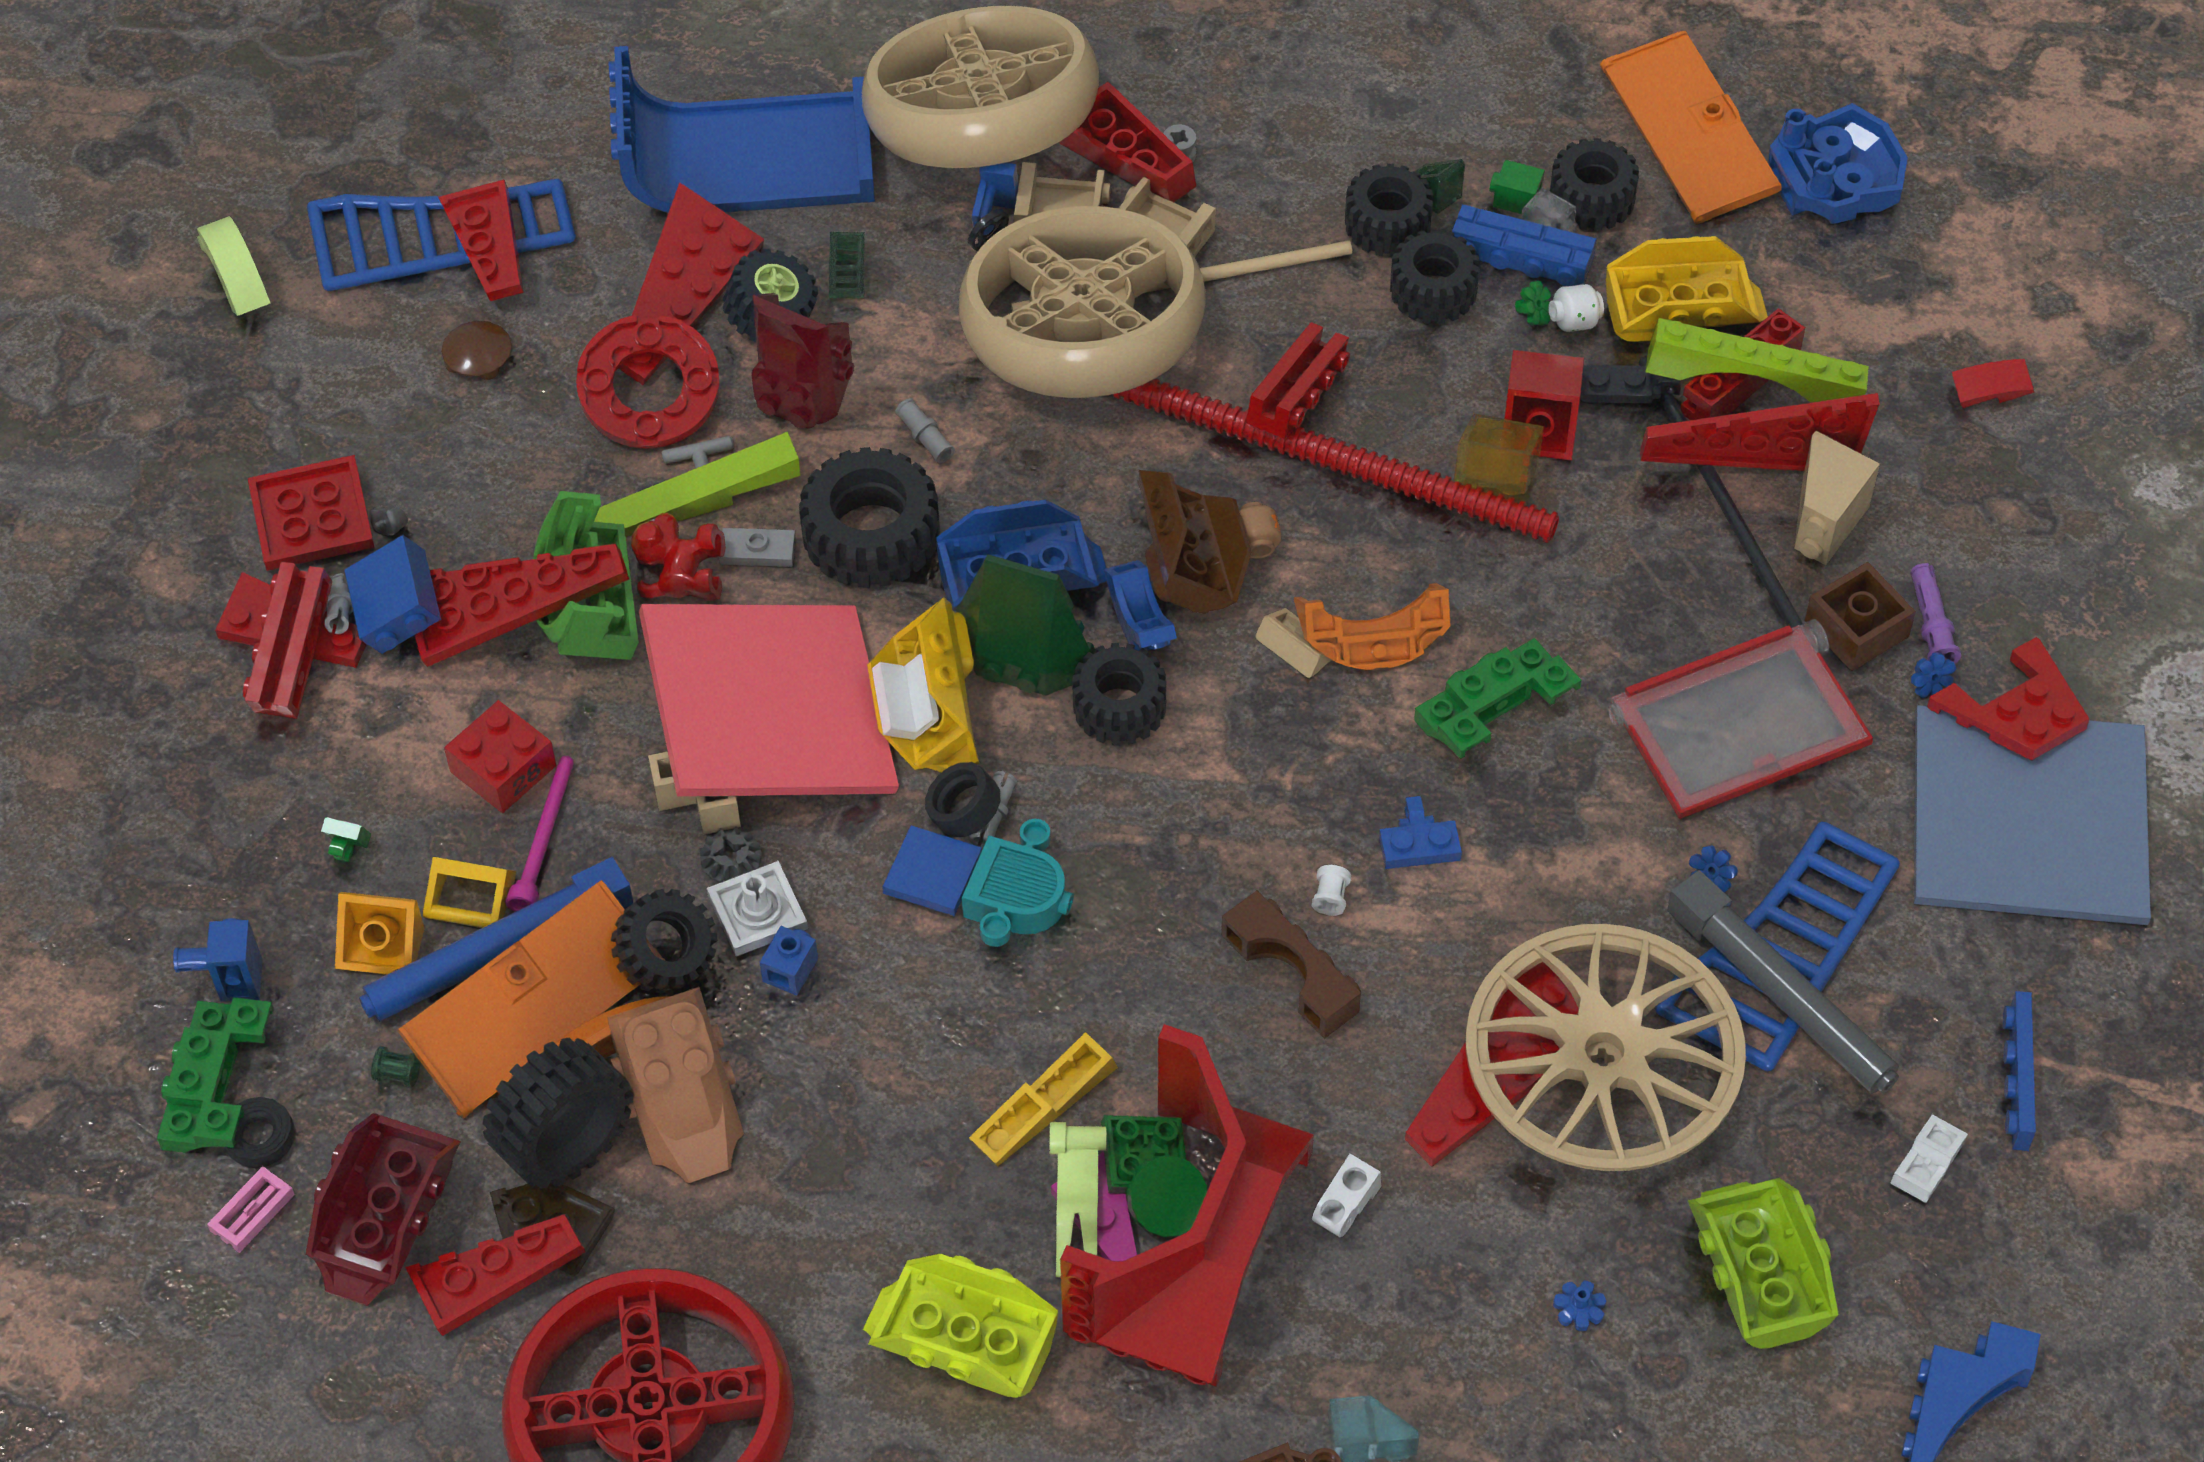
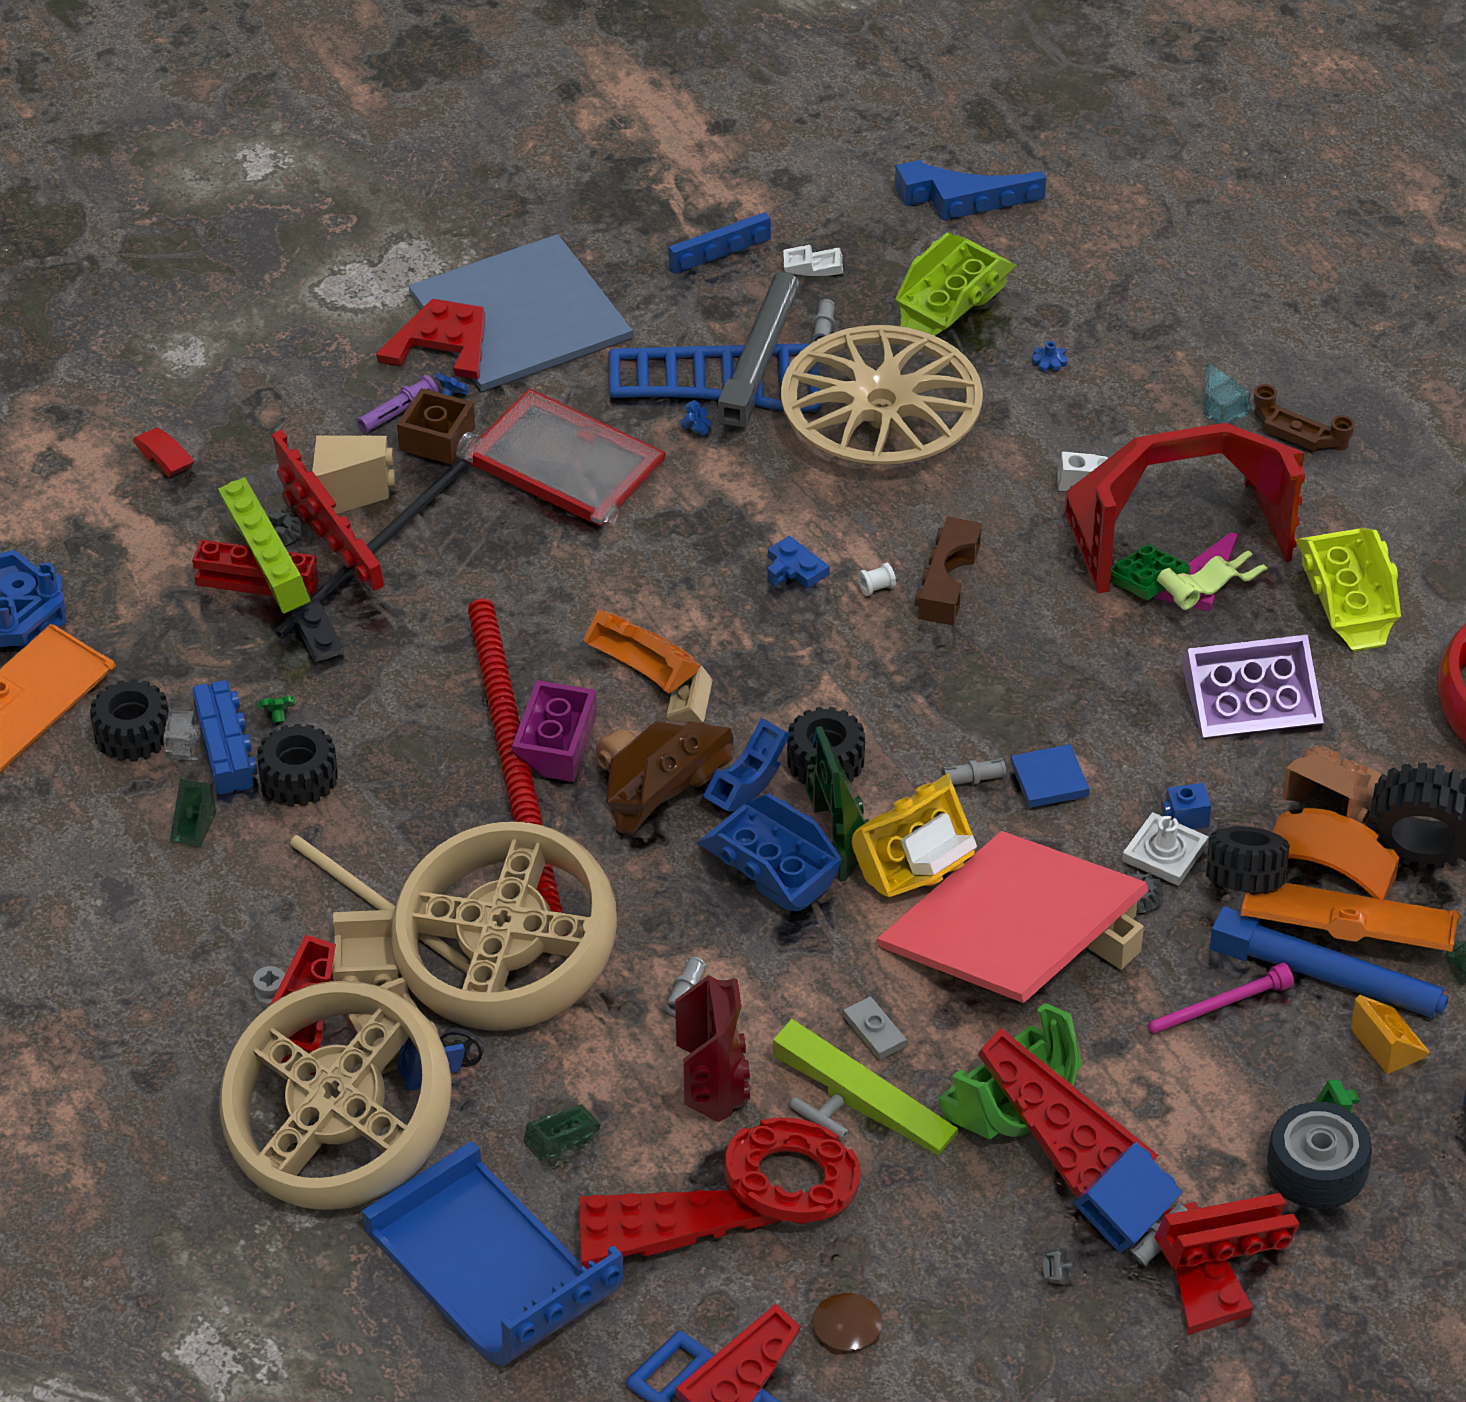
camera: 125 degrees left, 10 degrees down
(301, 774) = (1319, 1155): none -> black wheel
(310, 512) = (1097, 1320): red plate -> none
(438, 873) = (1294, 1015): yellow tile -> none
(500, 756) = (1191, 1053): red brick -> none
(659, 543) = (936, 1049): red animal -> none
(767, 274) = (647, 1136): black wheel -> none
(861, 481) = (795, 989): black tyre -> none
(898, 1135) = (1252, 686): none -> lavender slope
(949, 786) = (999, 760): black tyre -> none
(1016, 886) = (1023, 722): teal piece -> none
(1045, 1100) = (1131, 636): yellow slope -> none
(1166, 1195) = (1167, 541): green tile -> none
(1297, 381) = (468, 782): red brick -> none
(1317, 485) = (556, 729): none -> magenta slope
(1387, 189) = (244, 839): black tyre -> none
(1455, 1107) = (959, 460): red wing -> none
(1490, 690) = (652, 576): green bracket -> none
(1498, 454) = (448, 645): clear yellow brick -> none
(1515, 185) = (163, 764): green brick -> none
(1547, 394) = (370, 655): red slope -> none
(1576, 307) = (264, 678): white head -> none
(1681, 281) = (220, 621): yellow slope -> none
(1800, 1095) = (823, 322): none -> light grey pin

